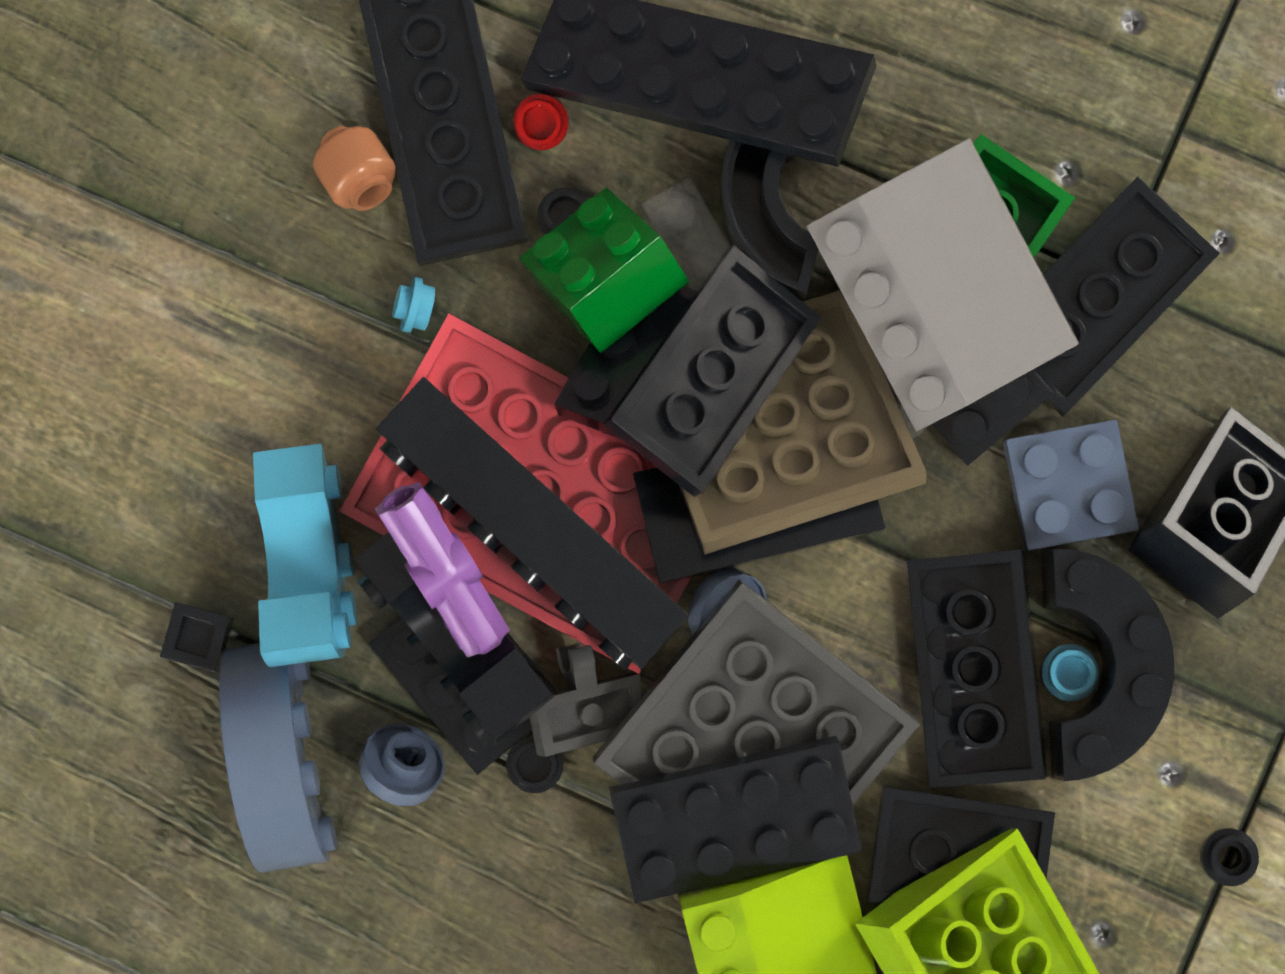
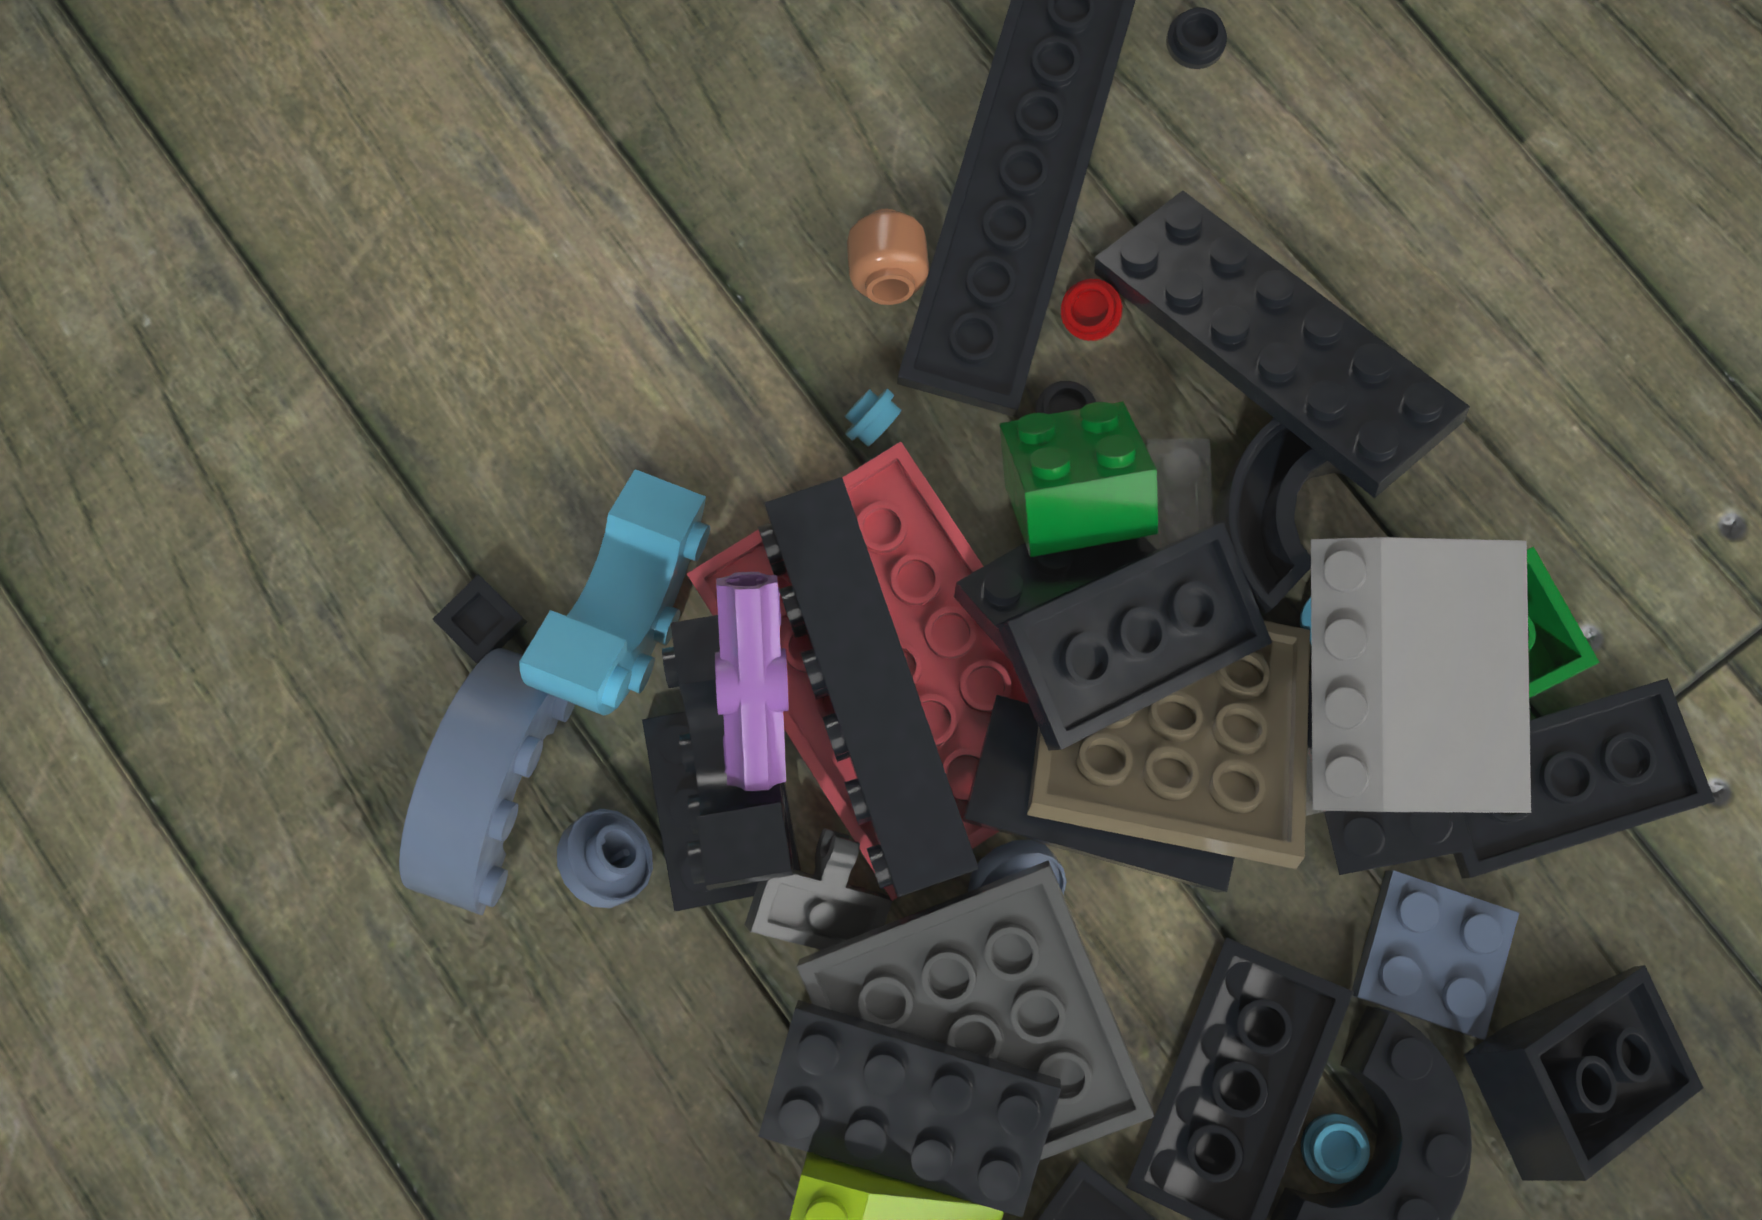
camera: 30 degrees right, 5 degrees down
(531, 771) = (730, 939): black plate -> none

